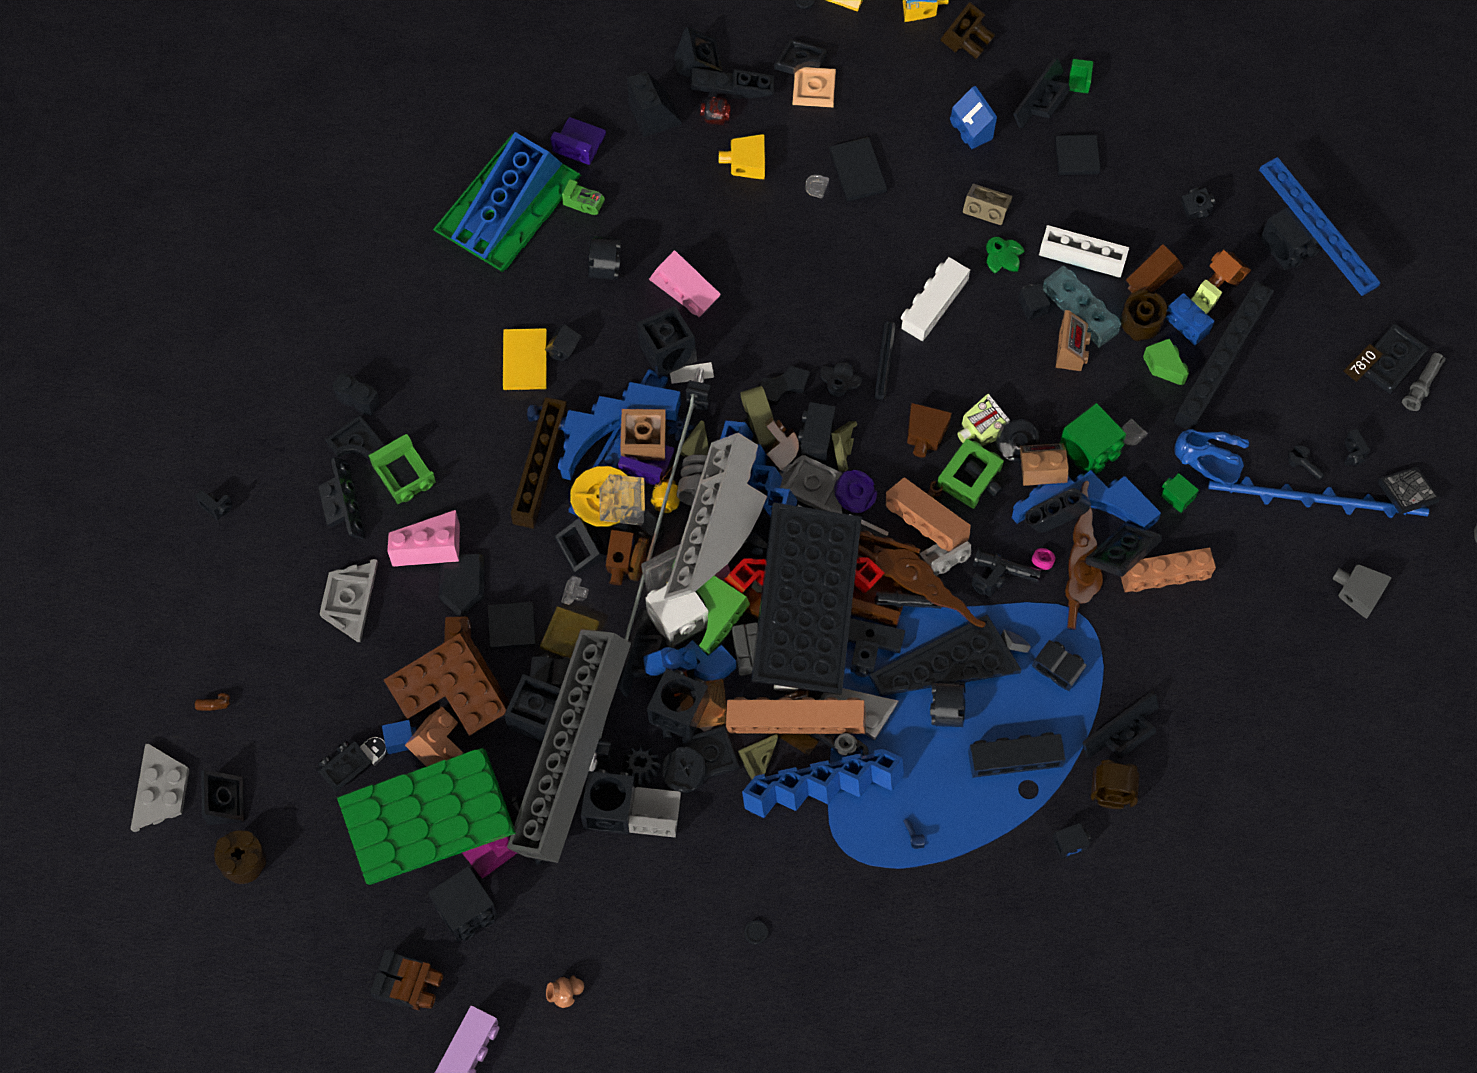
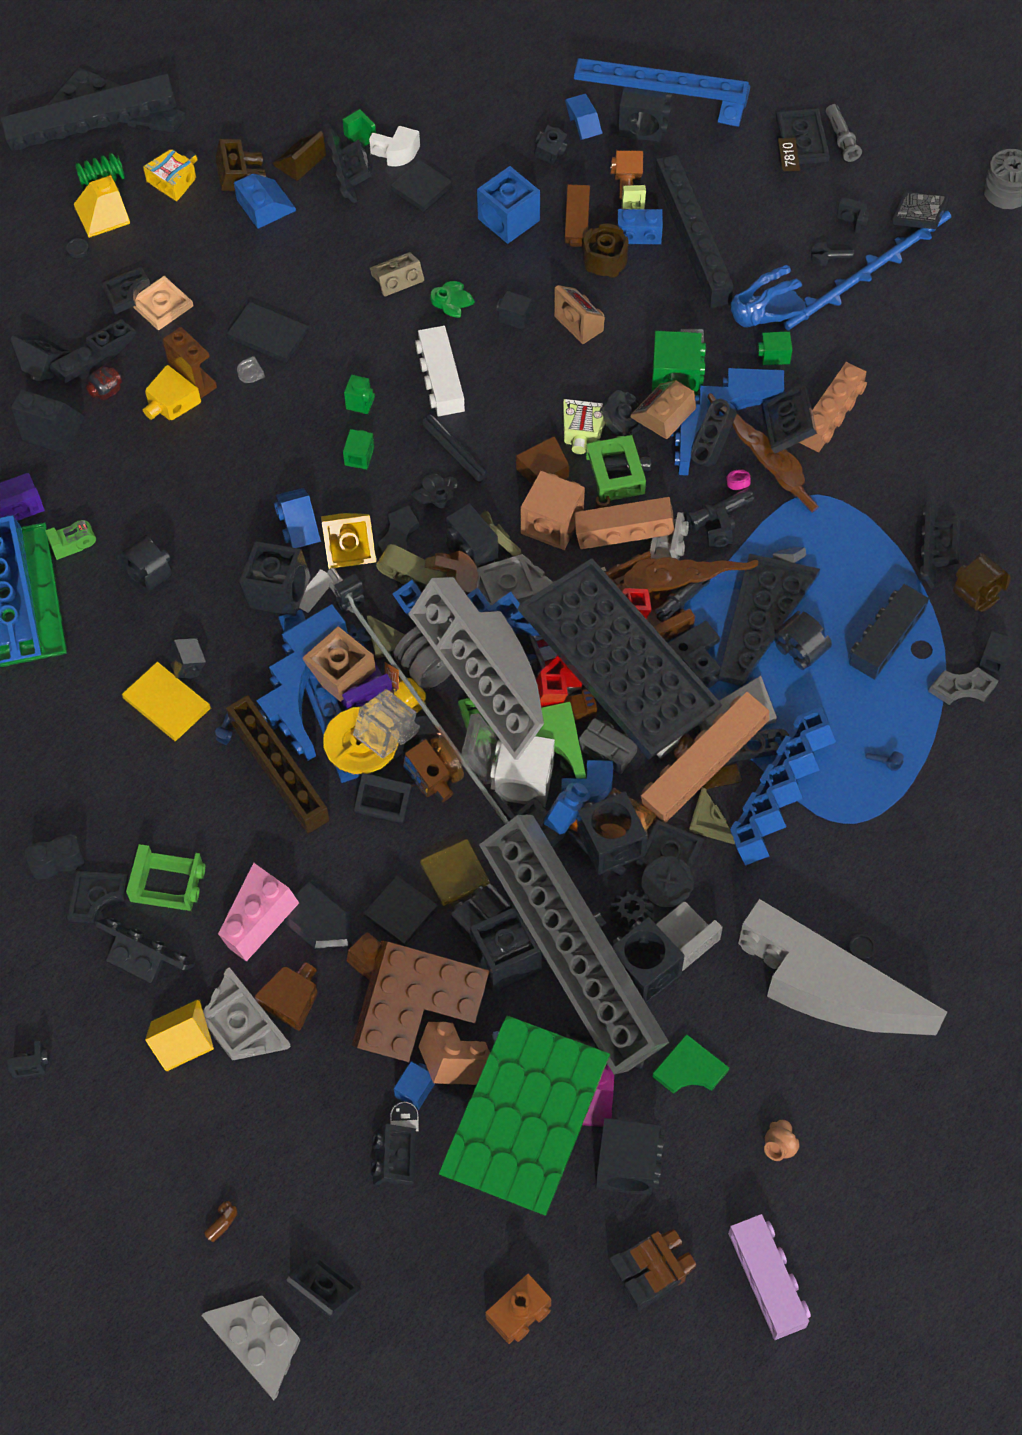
camera: 45 degrees left, 5 degrees down
(252, 854) = (389, 1303): dark brown brick -> none
(306, 571) = (179, 1036): none -> yellow slope
(308, 924) = (519, 1309): none -> dark orange brick
(392, 611) = (289, 995): none -> reddish brown torso
(567, 892) = (690, 1066): none -> green tile
(573, 591) = (420, 835): clear tile -> none
(684, 284) = (233, 527): bright pink wedge -> none
(701, 929) = (831, 982): none -> light grey slope
(728, 312) = (299, 519): none -> blue brick
(744, 357) = (348, 539): none -> yellow slope
(776, 146) = (185, 357): none -> reddish brown panel
(822, 303) = (358, 449): none -> green brick
(845, 738) = (766, 734): dark grey plate -> none
(855, 491) = (547, 558): dark purple tile -> none
(863, 266) = (359, 394): none -> green brick
(890, 459) = (551, 510): none -> nougat brick
(959, 70) = (262, 199): none -> blue slope
(974, 118) = (318, 219): blue slope -> none
(1020, 62) = (302, 155): none -> dark brown slope
(1031, 845) = (953, 686): none -> dark grey tile
(1055, 288) = (540, 281): clear light blue brick -> none
(1059, 665) = (840, 540): black brick -> none
(1083, 251) = (510, 243): white brick -> none
(1091, 114) = (397, 150): none -> white brick
(1113, 218) = (508, 204): none -> blue brick
(1165, 362) = (659, 270): bright green slope -> none
(1247, 203) = (585, 116): none -> blue slope
(1356, 300) = (732, 112): none -> blue brick
(1361, 588) = (971, 300): dark grey torso -> none

